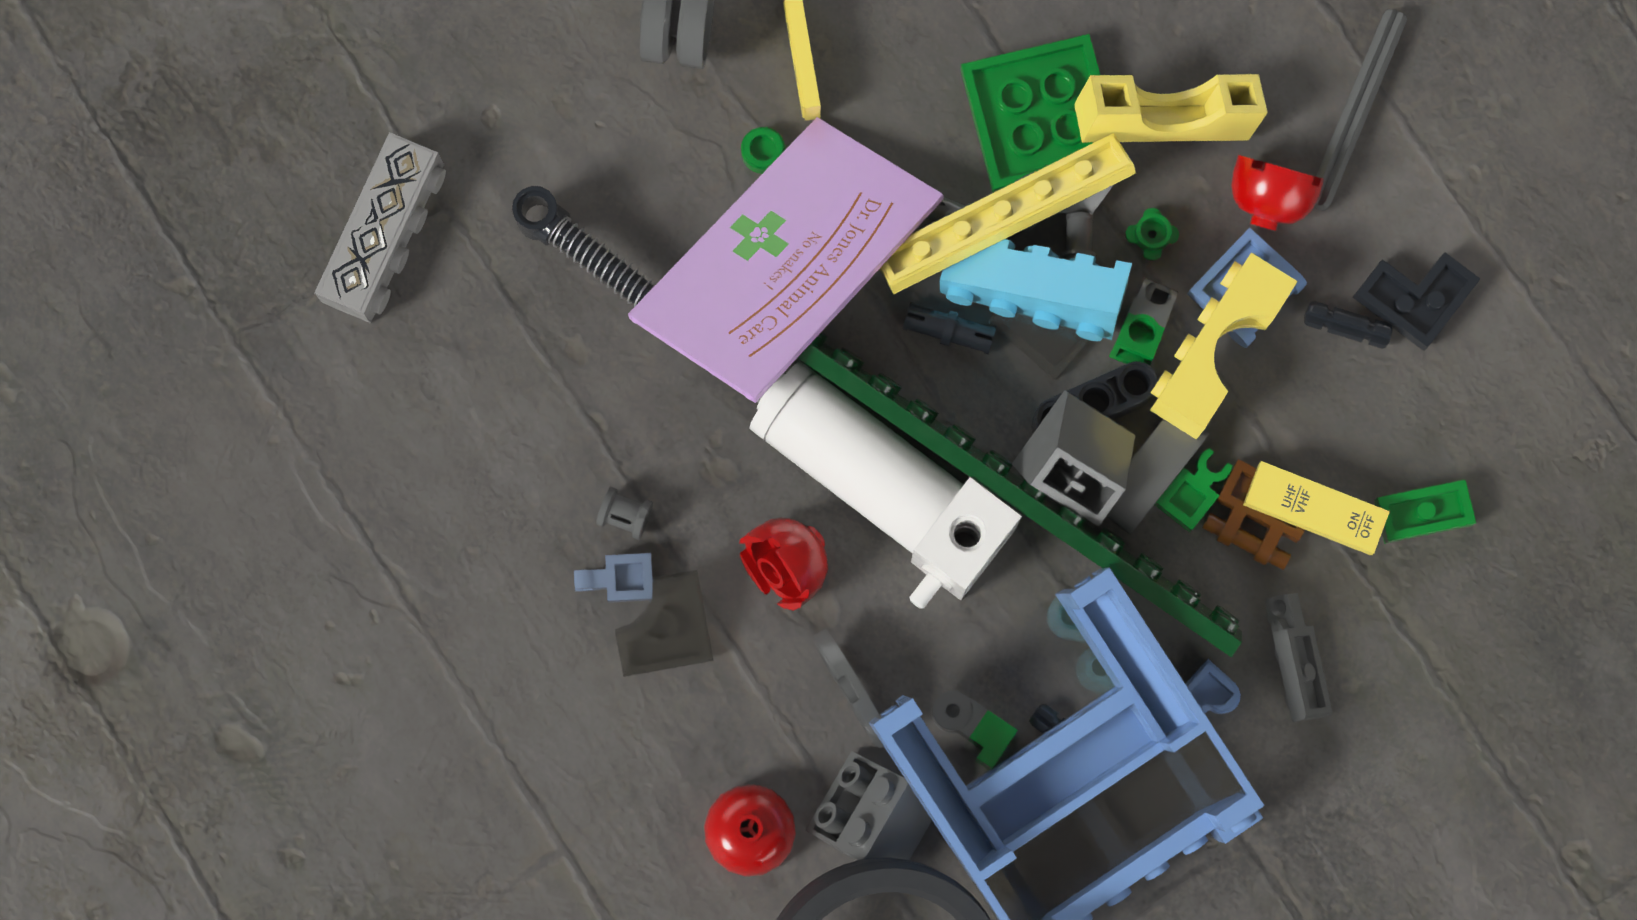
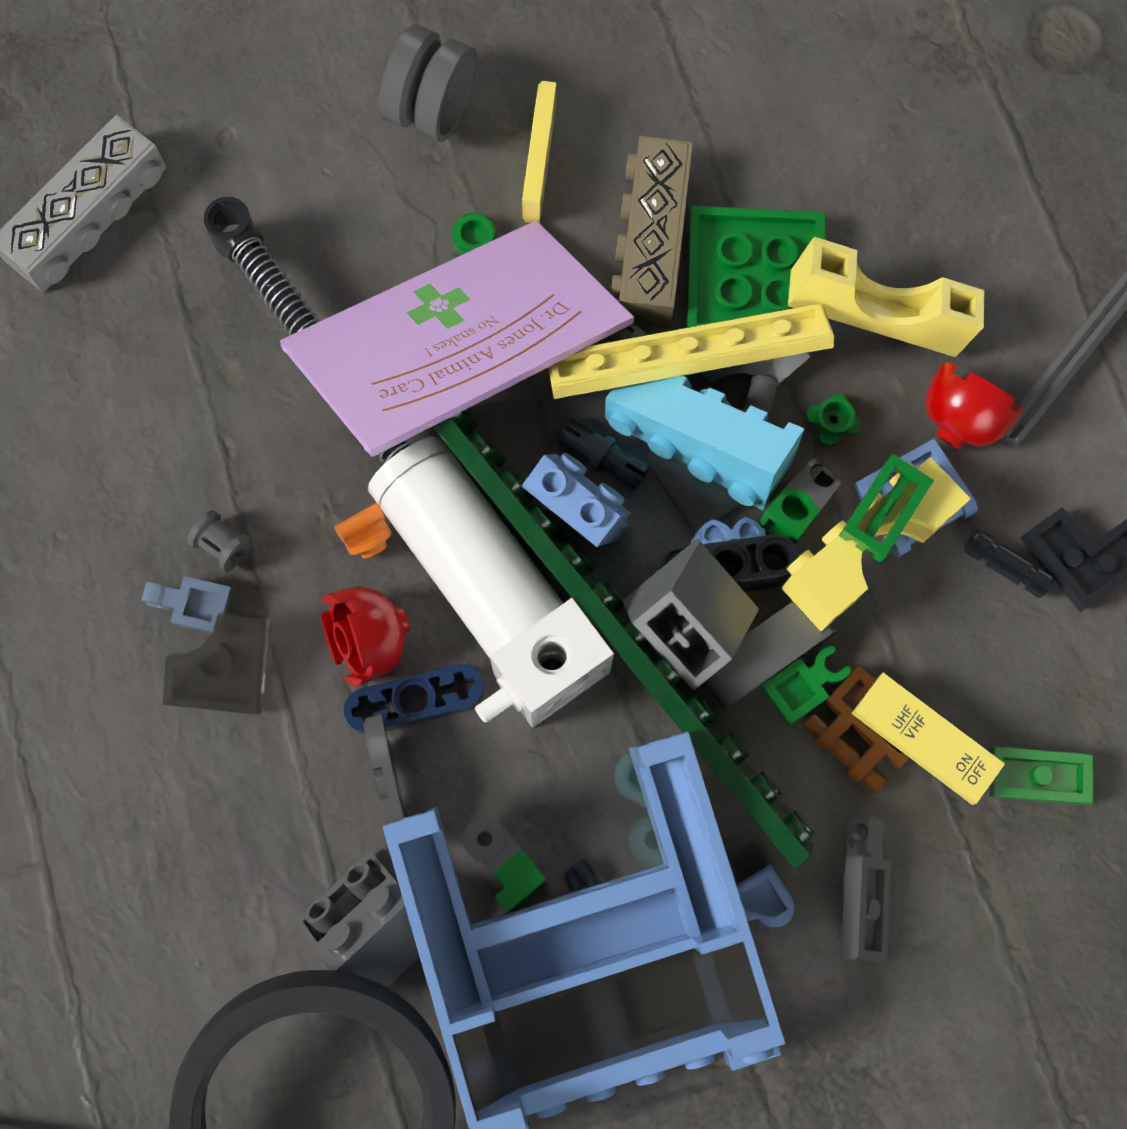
camera: 15 degrees right, 5 degrees down
(756, 466) = (365, 532): none -> orange plate
(767, 847) = (259, 906): red cylinder -> none
(871, 578) = (423, 680): none -> dark blue beam
(932, 96) = (654, 229): none -> dark tan brick
(945, 384) = (586, 507): none -> medium blue plate
(1077, 374) = (717, 531): none -> medium blue piece
(1214, 349) = (865, 539): none -> green tile

